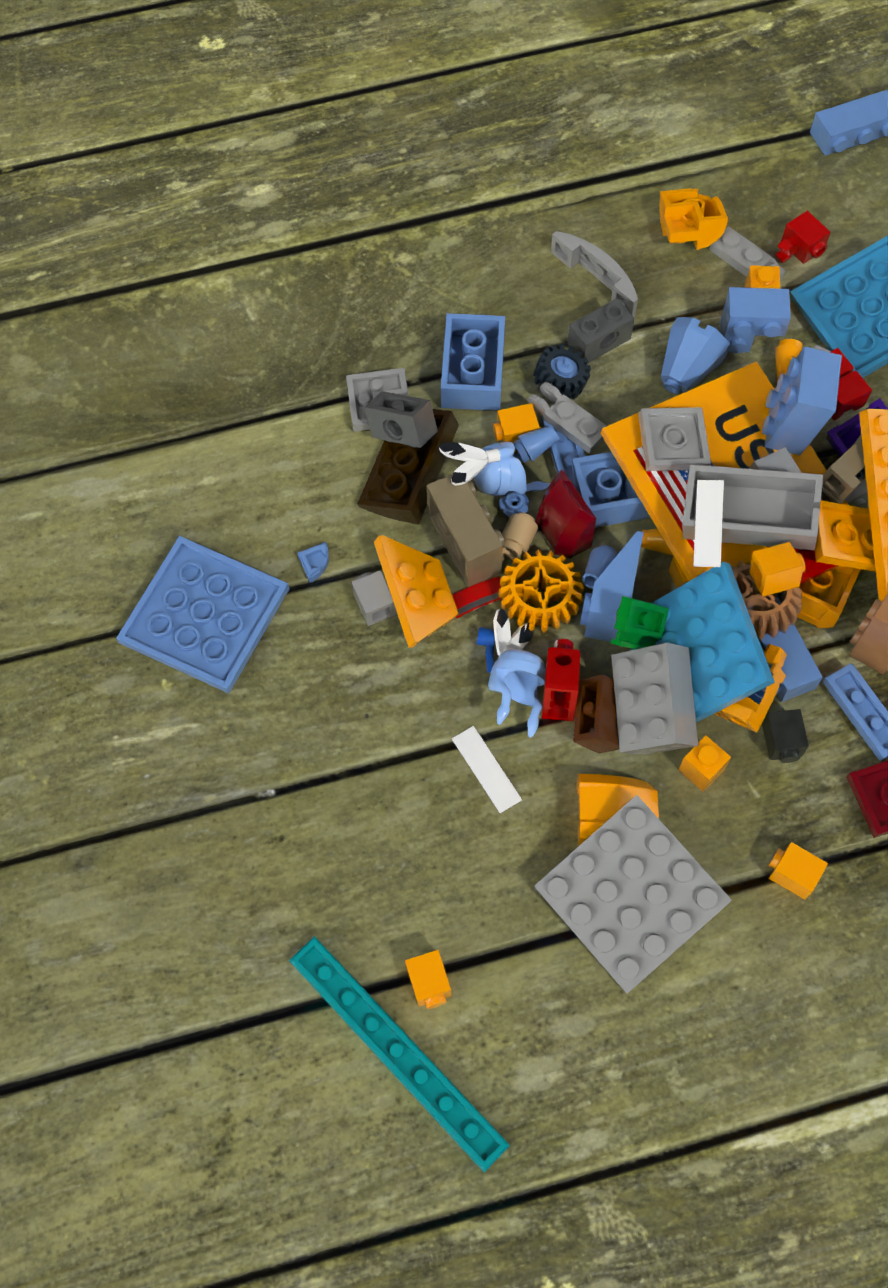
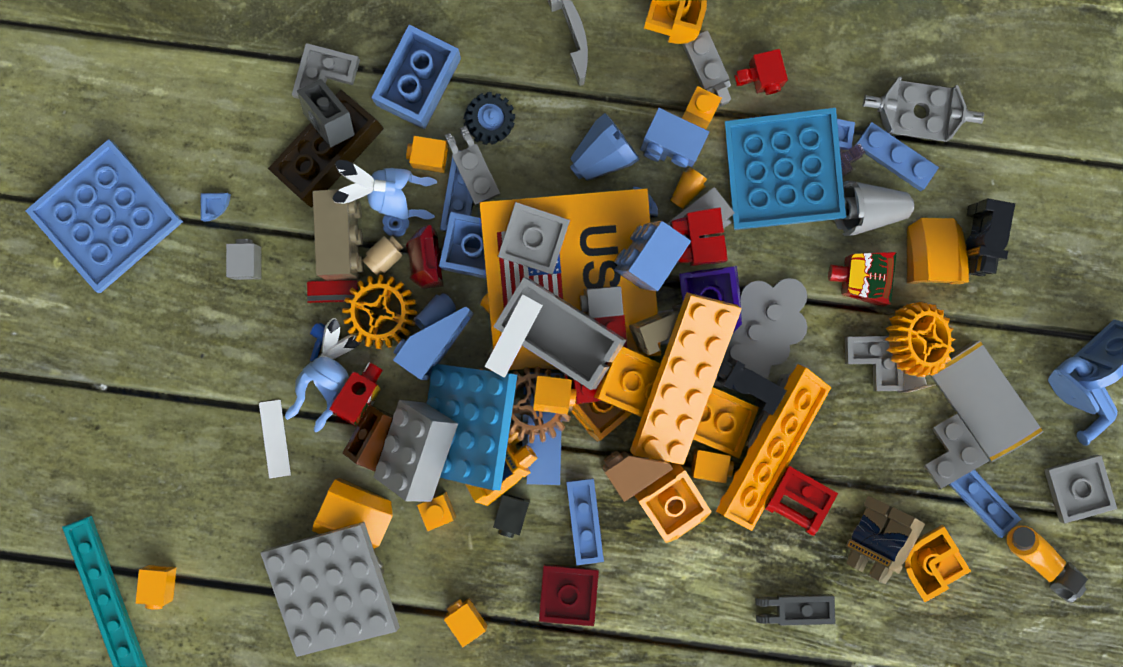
camera: 15 degrees right, 20 degrees up
(416, 589) = (278, 271): light orange wing -> none
(536, 442) = (430, 178): medium blue cone -> none
(601, 330) = (541, 92): dark grey brick -> none
(639, 623) = (426, 390): green plate -> none

